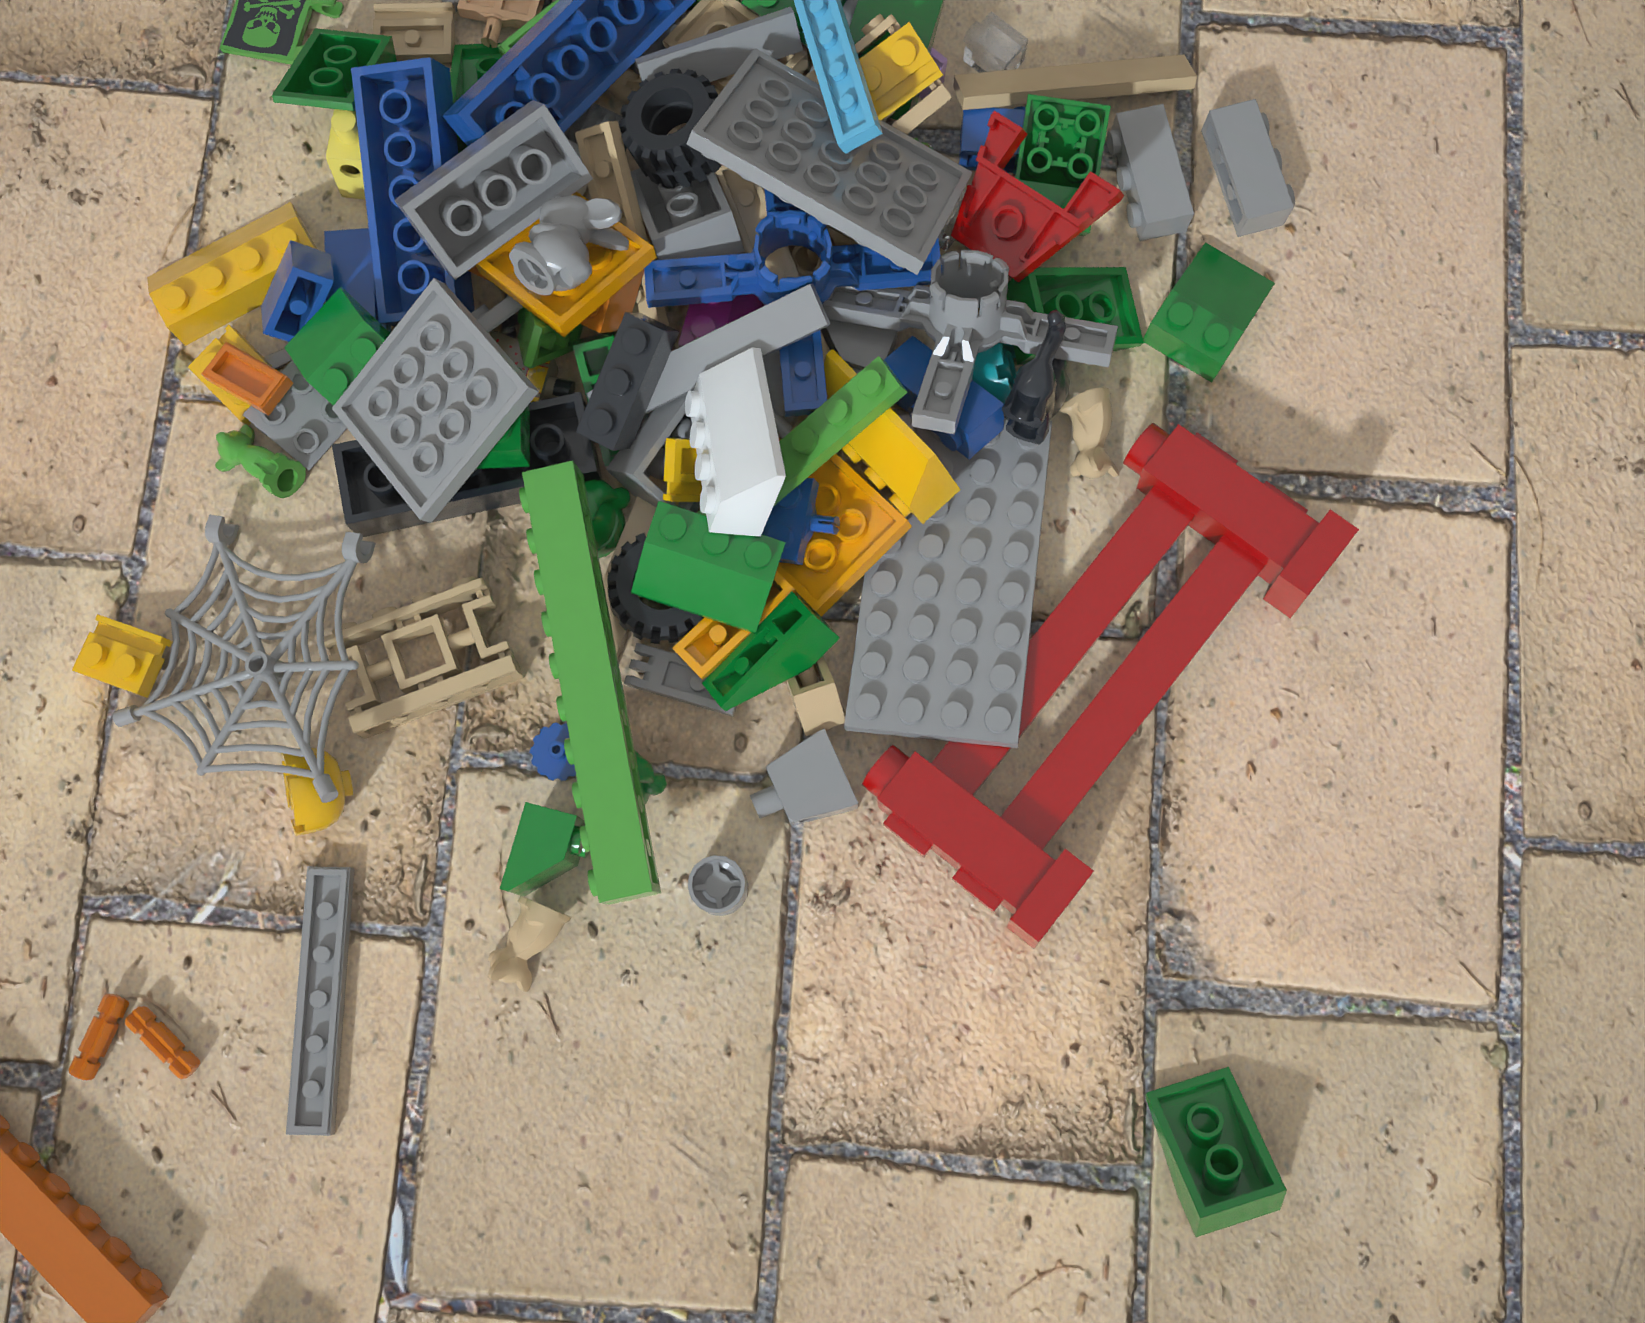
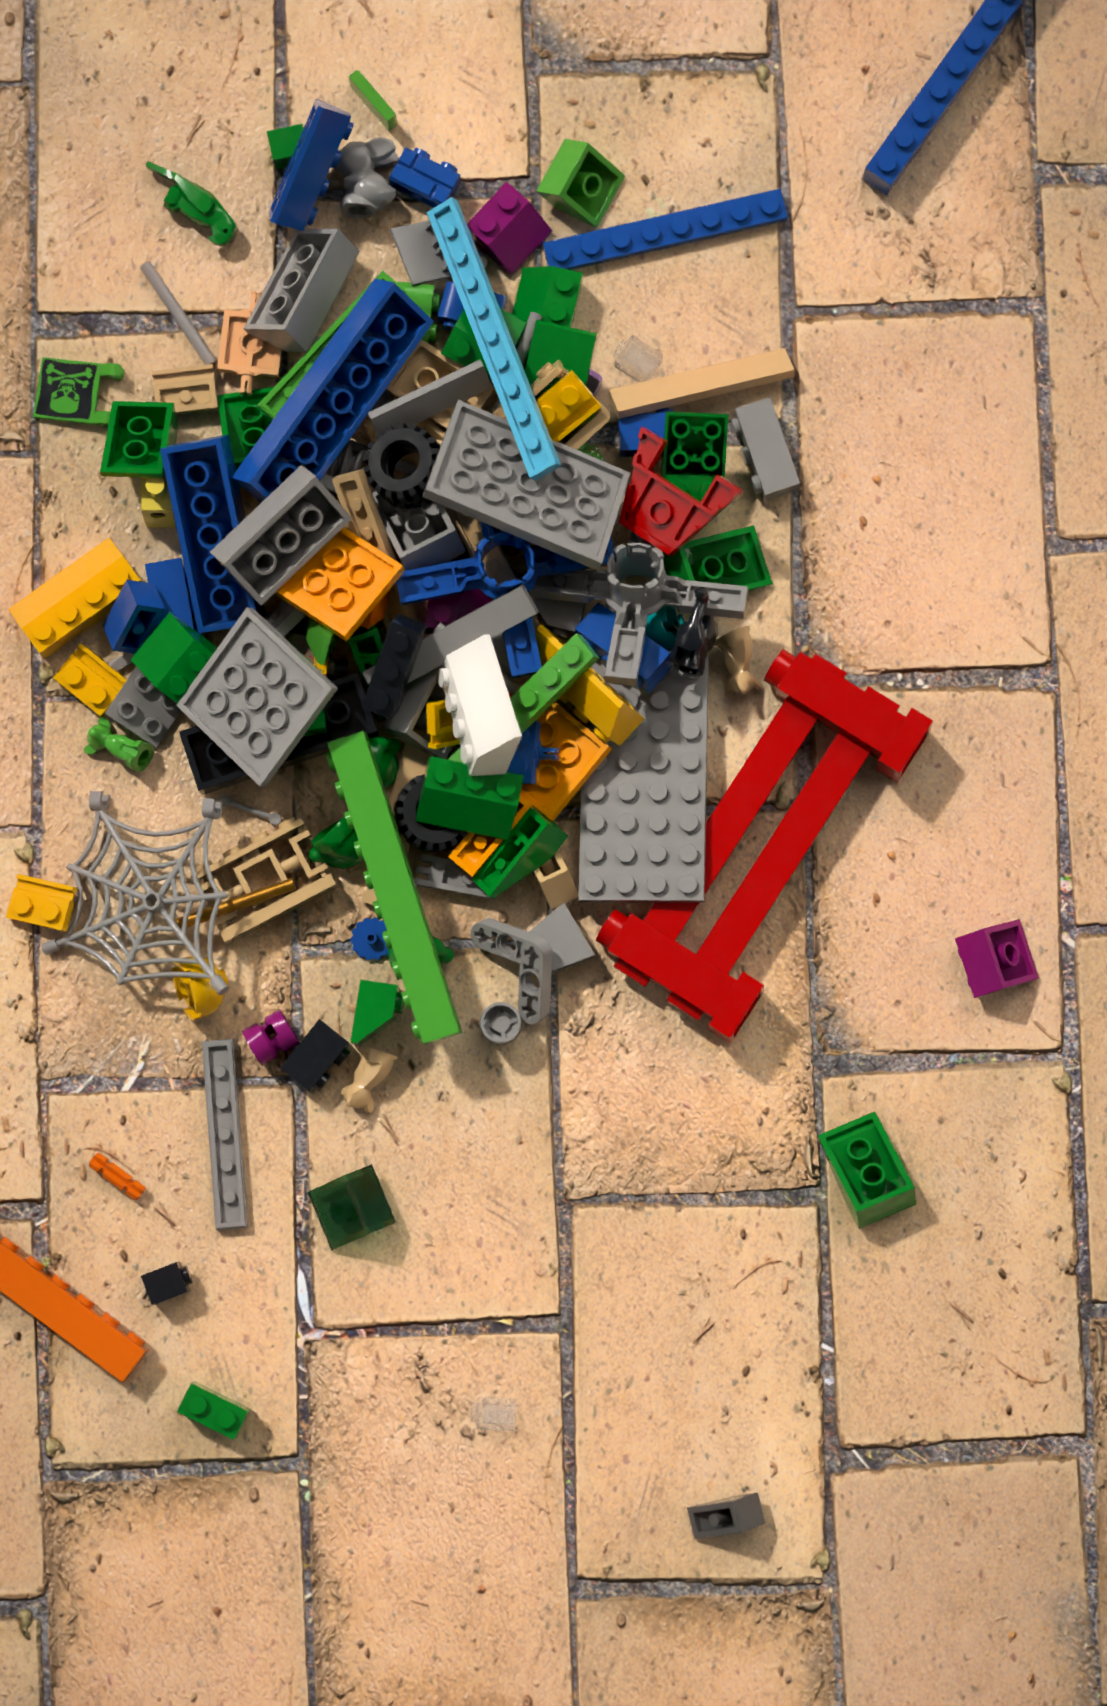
camera: 10 degrees left, 5 degrees up
(98, 1037) = (70, 1177): orange axle -> none
(203, 1205) = (167, 1282): none -> black brick
(247, 378) = (105, 686): orange tile -> none
(384, 680) = (241, 901): none -> pearl gold bar
(389, 882) = (260, 1042): none -> magenta wheel
(390, 548) = (274, 818): none -> light grey hinge
(458, 905) = (316, 1056): none -> black brick
(480, 1124) = (351, 1207): none -> clear green slope
(521, 622) = (335, 846): none -> green piece
(558, 249) = (337, 583): light grey animal -> none
(773, 797) = (524, 955): none -> light grey beam
(1207, 312) = (819, 553): green slope -> none
(1248, 167) = (840, 437): light grey brick -> none
(1414, 869) = (996, 958): none -> magenta slope

